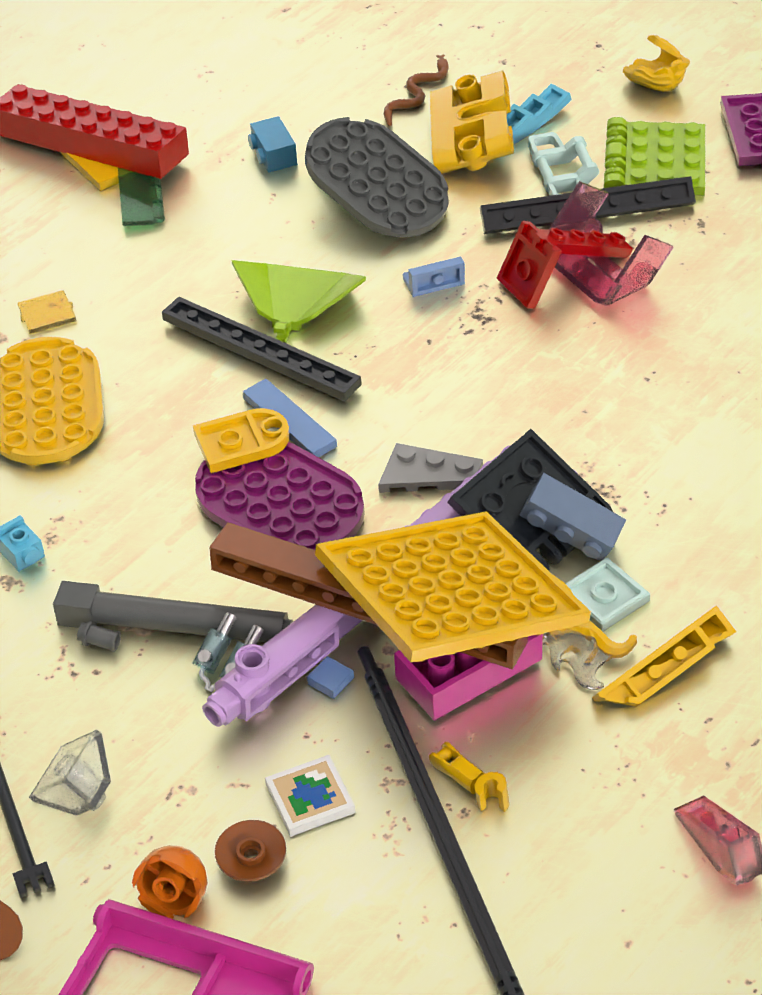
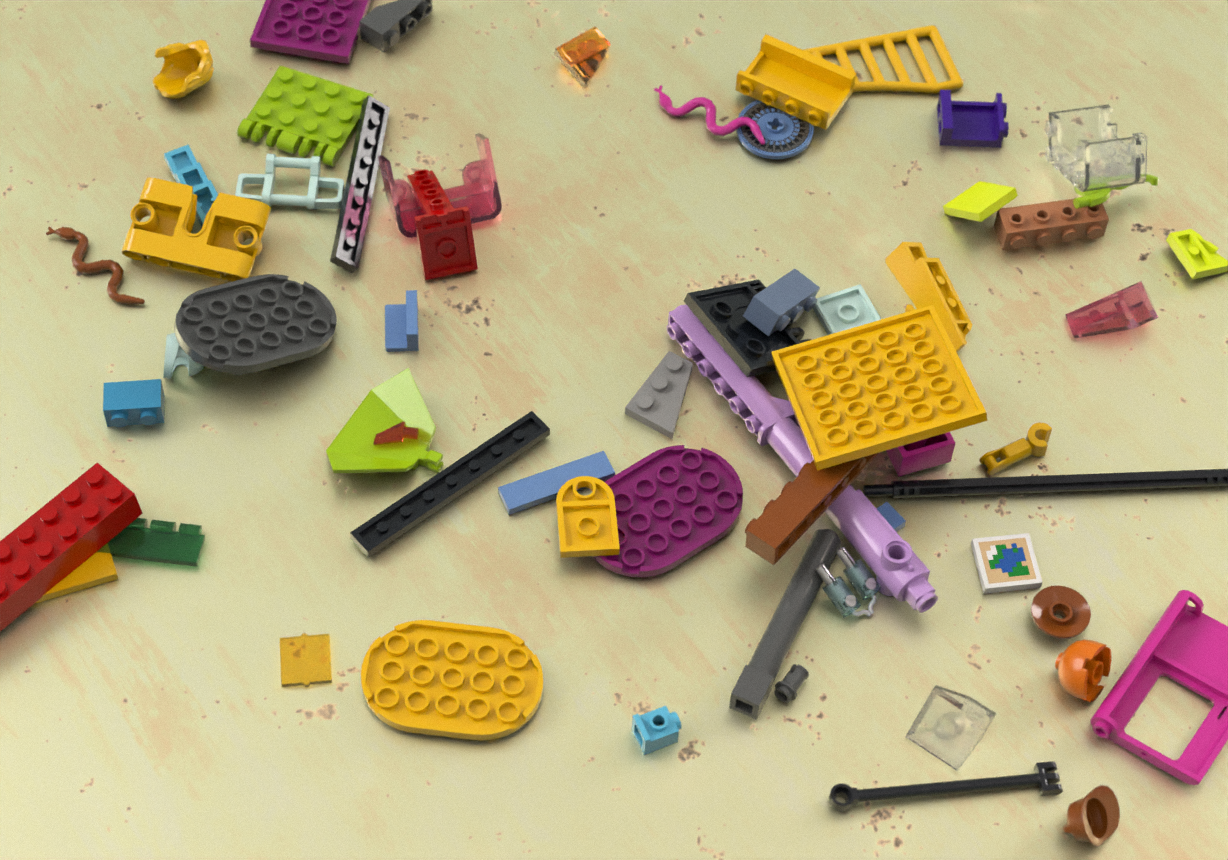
camera: 80 degrees left, 10 degrees up
(296, 296) = (396, 434): none -> clear red bar

